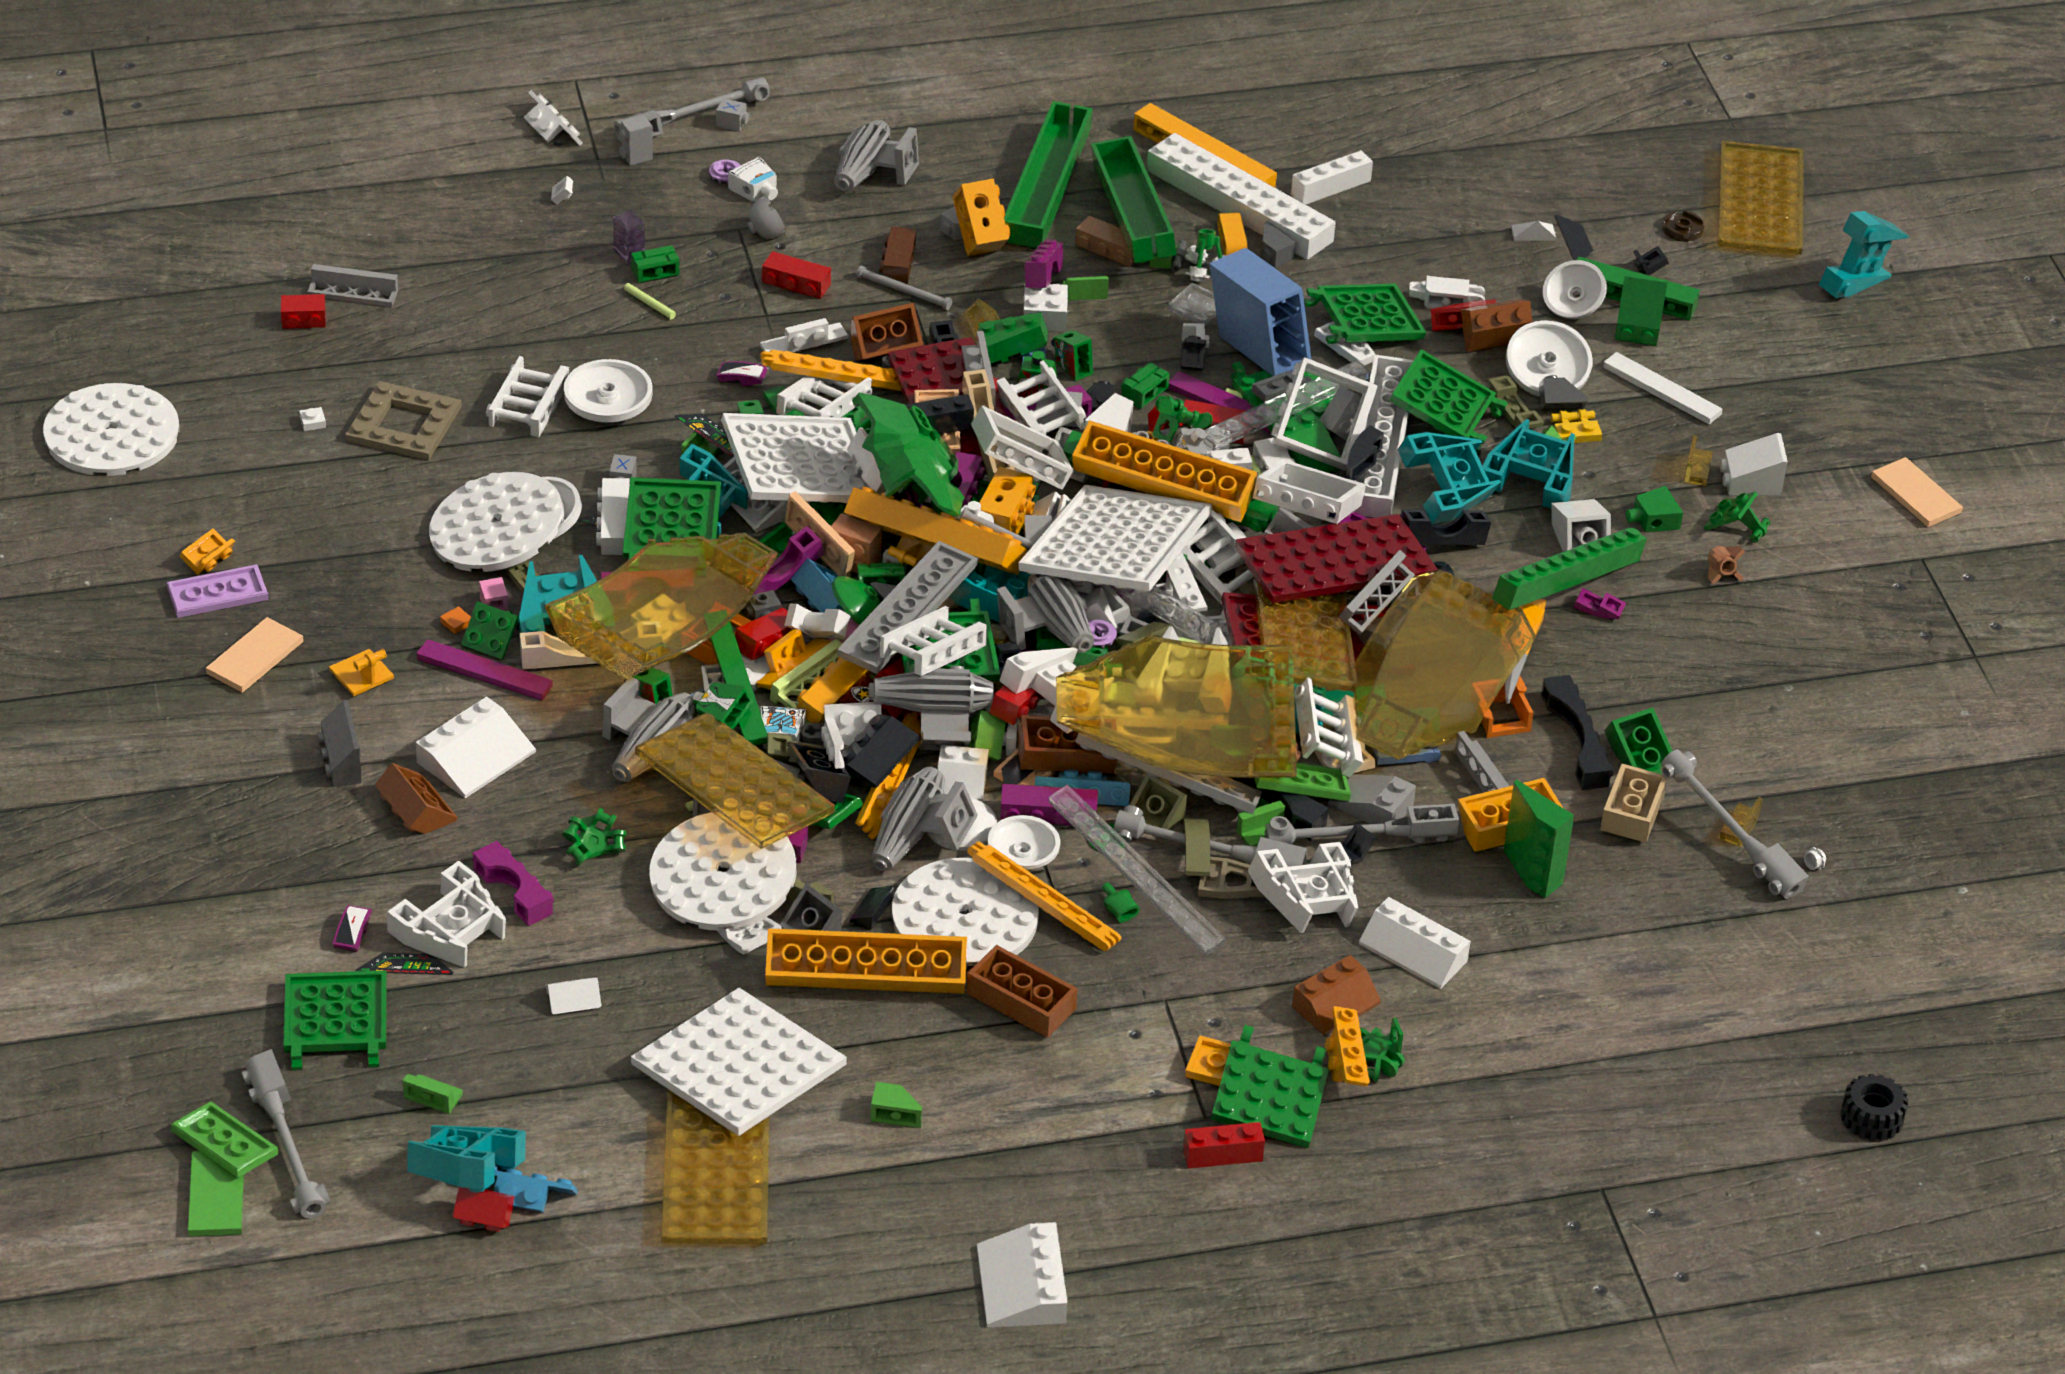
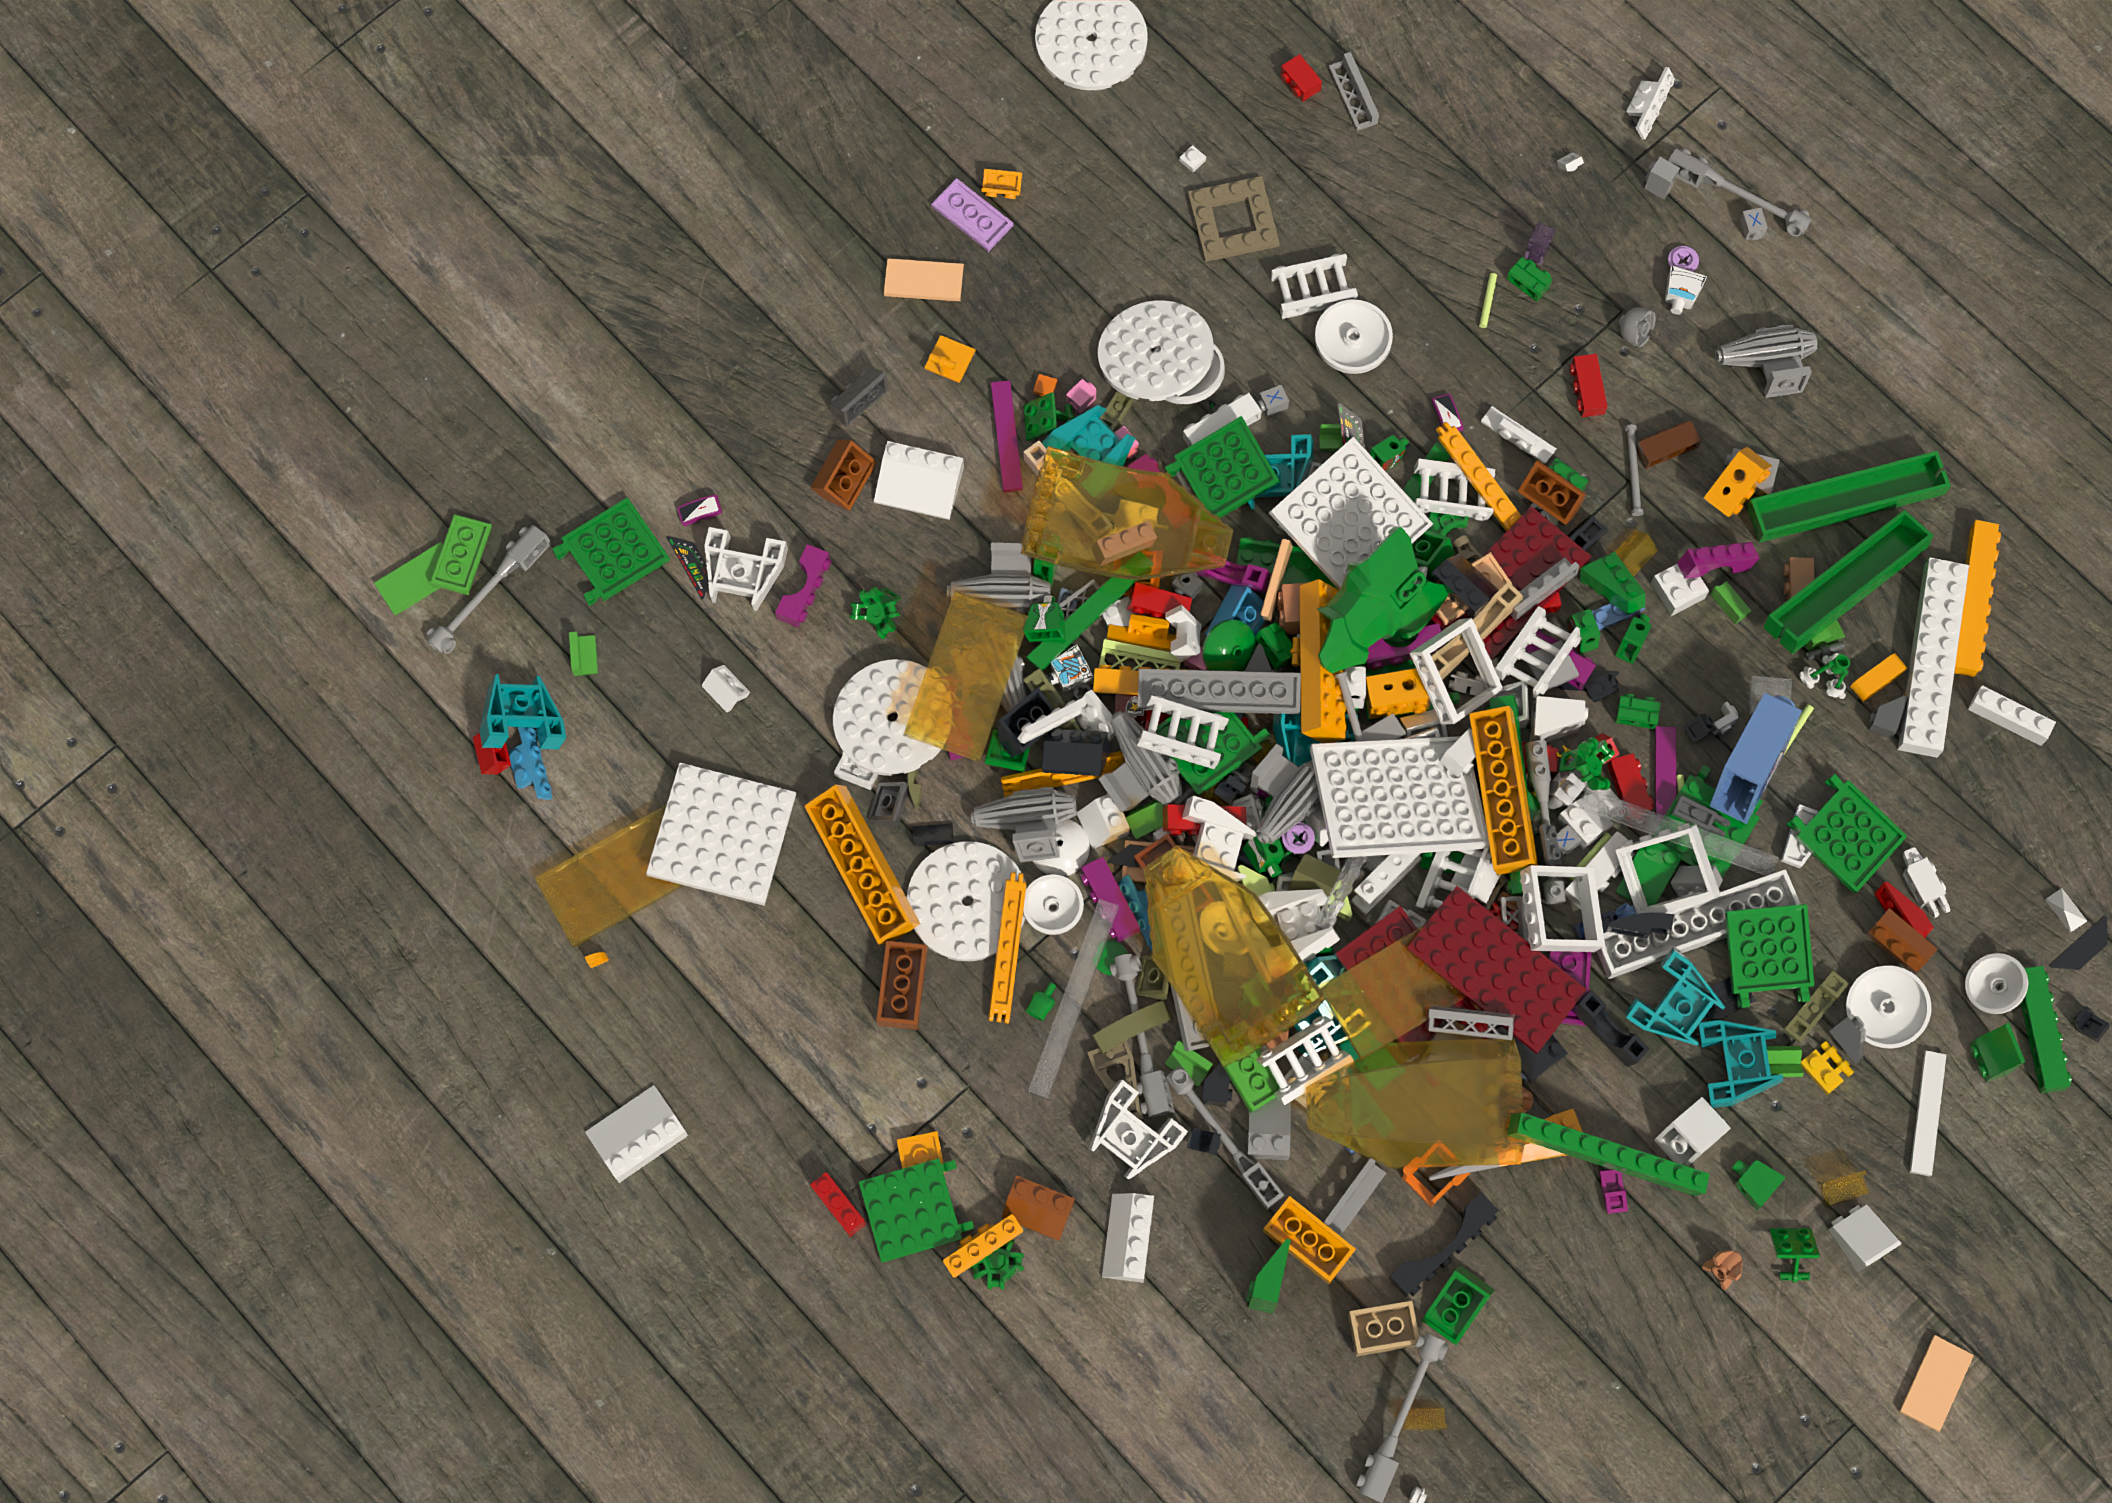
camera: 65 degrees right, 30 degrees up
(697, 599) = (1124, 543): none -> medium nougat brick
(796, 1229) = (596, 959): none -> light orange tile
(895, 1106) = (745, 958): bright green slope -> none
(1105, 484) = (1460, 755): none -> white slope
(1338, 468) = (1625, 910): none -> medium blue plate

